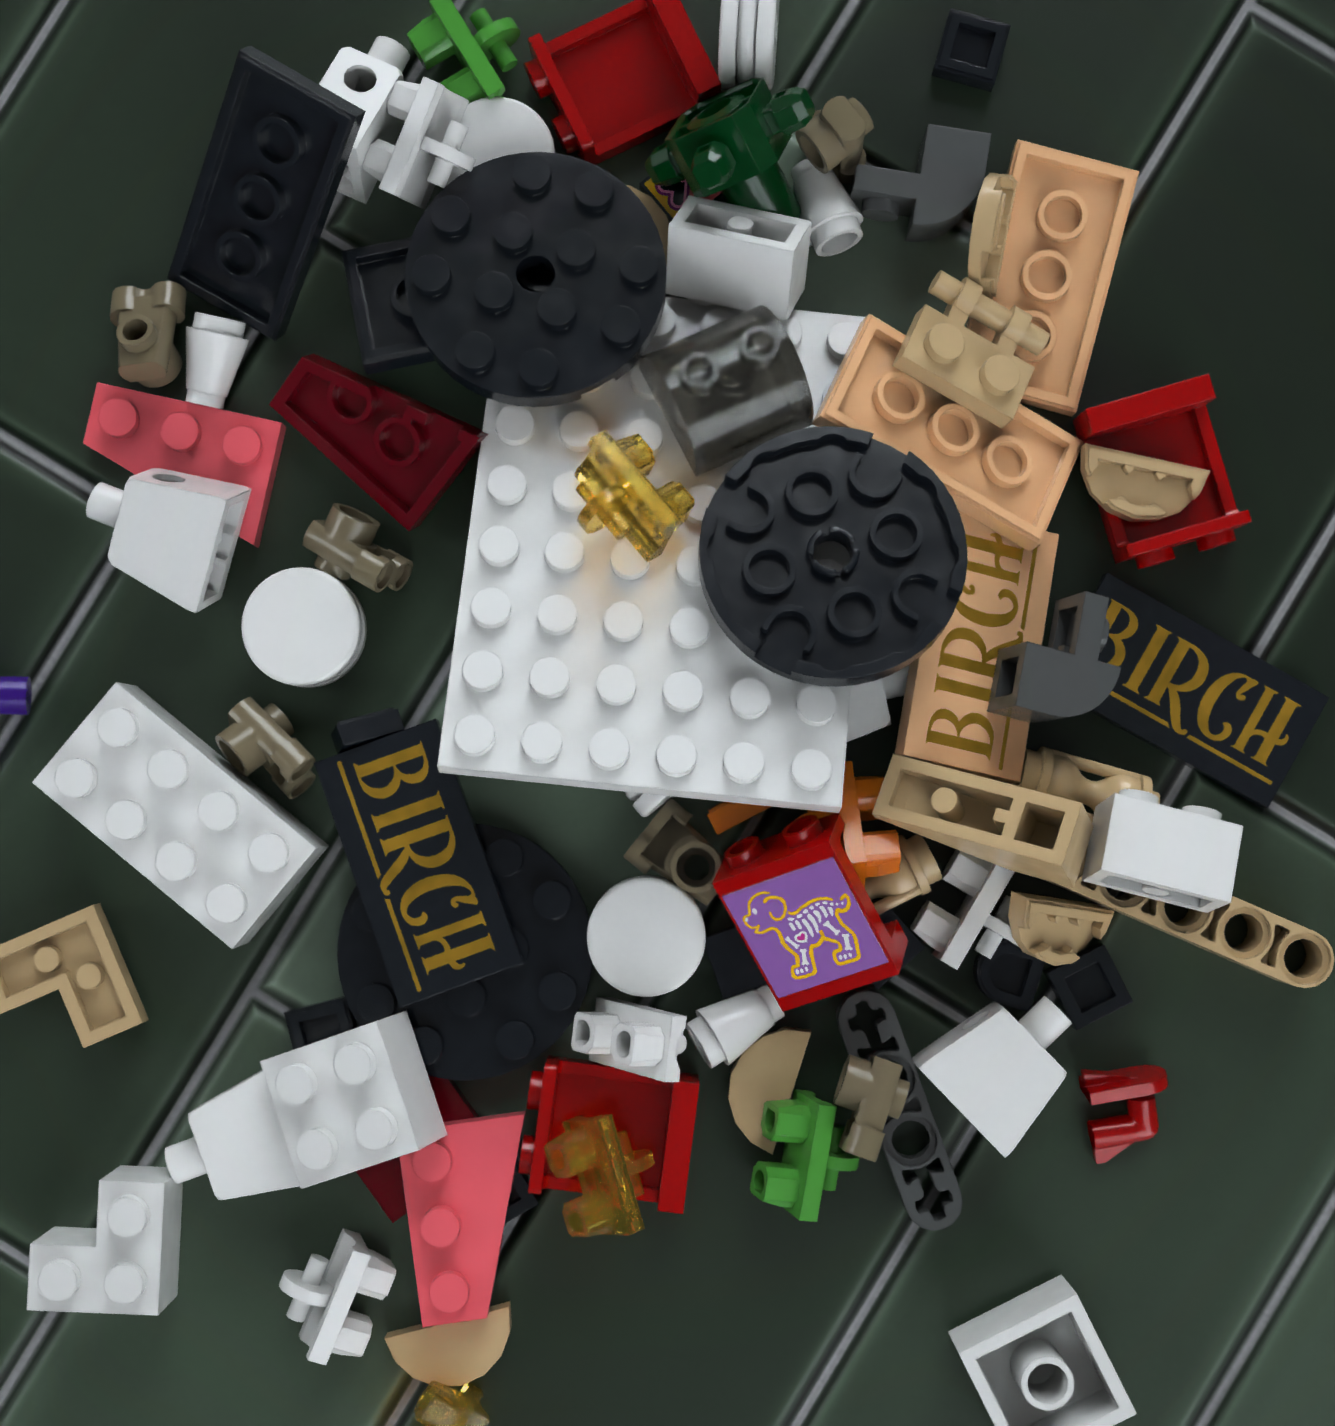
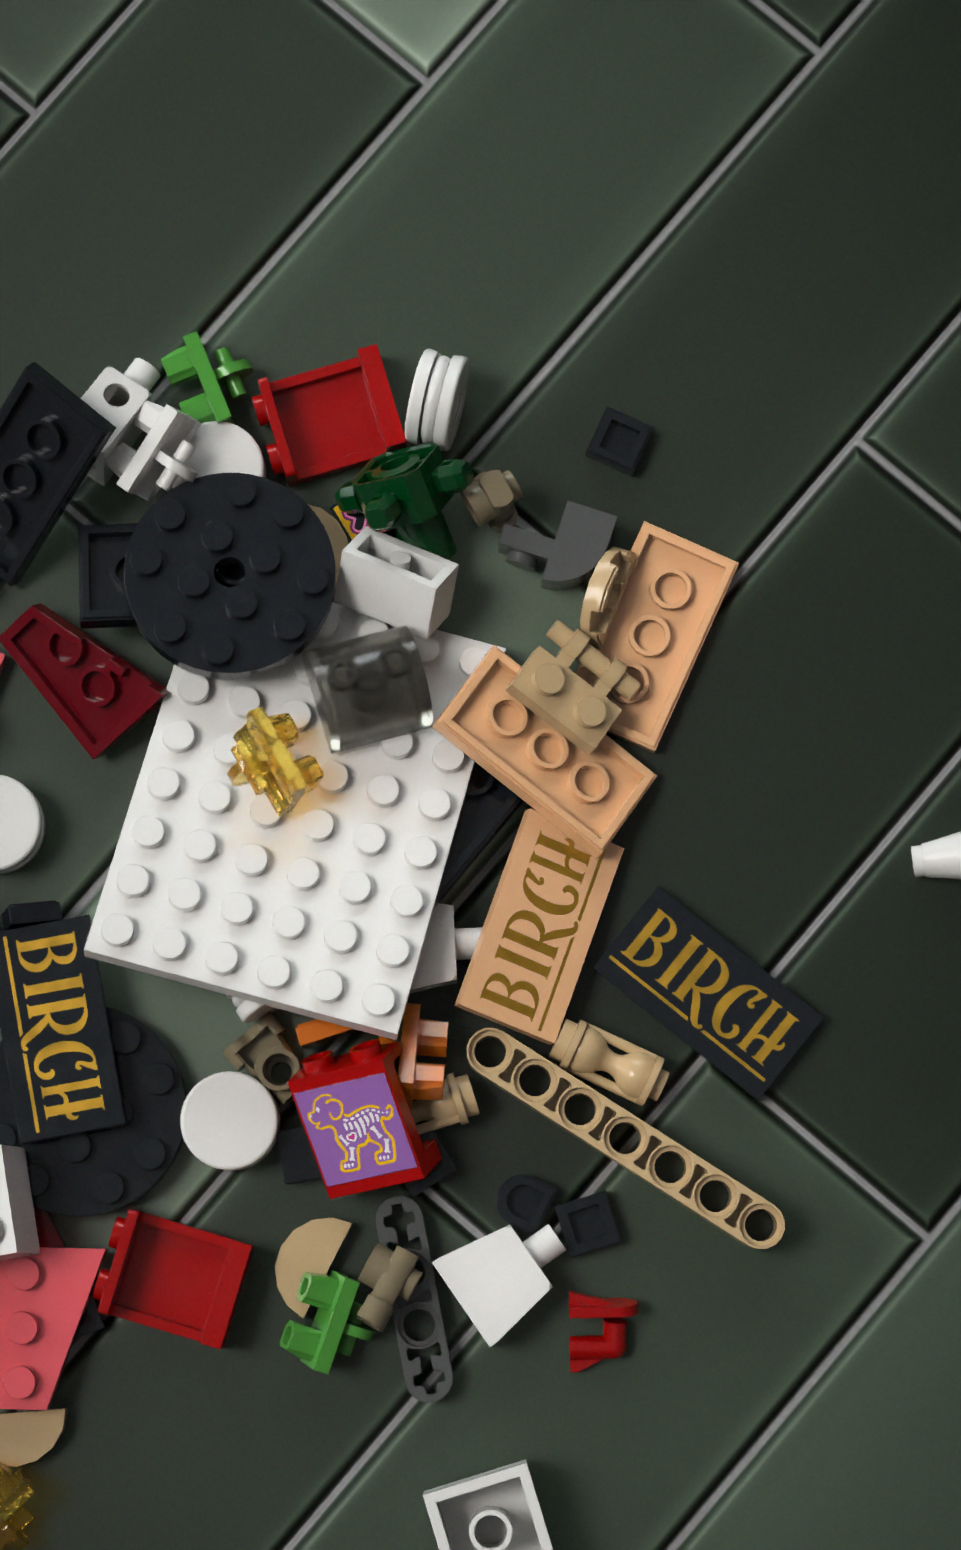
camera: 10 degrees right, 5 degrees down
(347, 550) = (40, 766): dark tan plate -> none
(606, 1175) = (163, 1308): clear yellow hips -> none
(631, 1038) = (203, 1201): white hips -> none
(733, 1025) = (289, 1206): white cone -> none
(810, 618) = (402, 883): black plate -> none
(829, 207) = (477, 554): white cone -> none
(954, 935) = (511, 1122): white hips -> none
(987, 818) = (517, 1066): tan slope -> none
(1055, 926) = (565, 1169): tan tile -> none
(1065, 676) = (600, 966): dark grey brick -> none
(1138, 485) = (693, 819): tan tile -> none
(1163, 851) = (654, 1115): white brick -> none
(1176, 428) = (715, 811): red panel -> none

